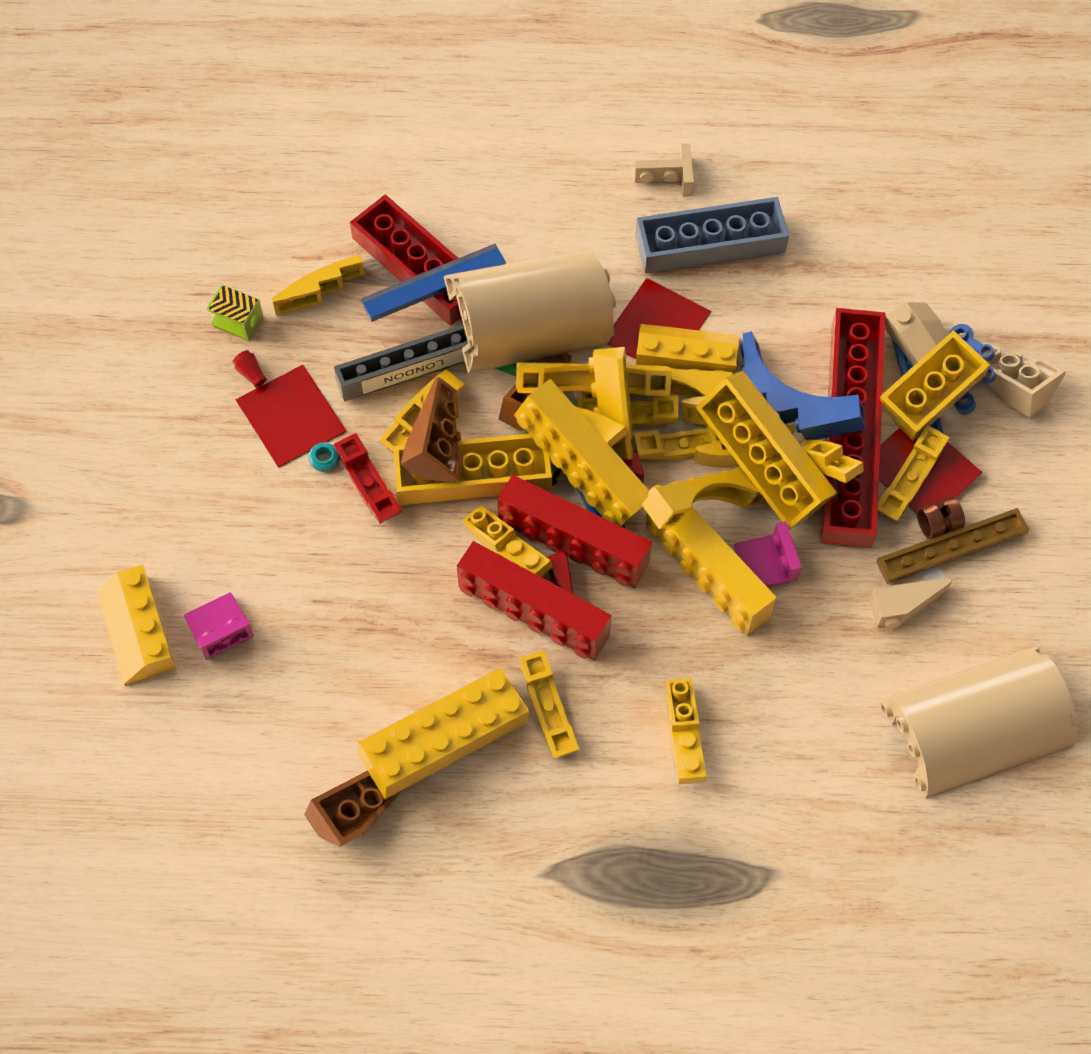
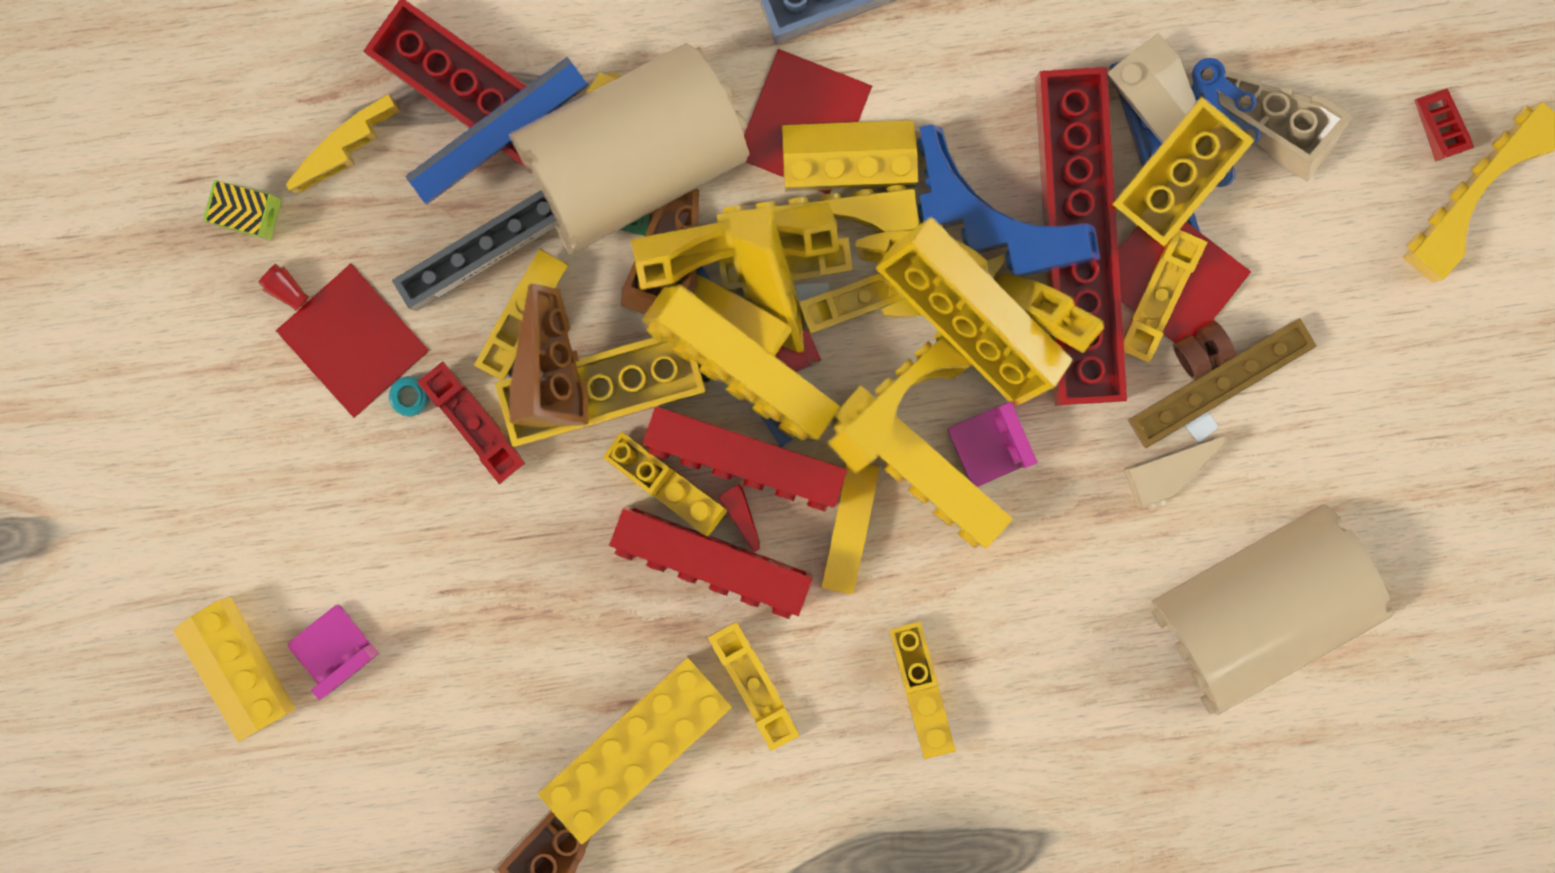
camera: 10 degrees left, 25 degrees up
(645, 605) = (850, 529): none -> yellow slope

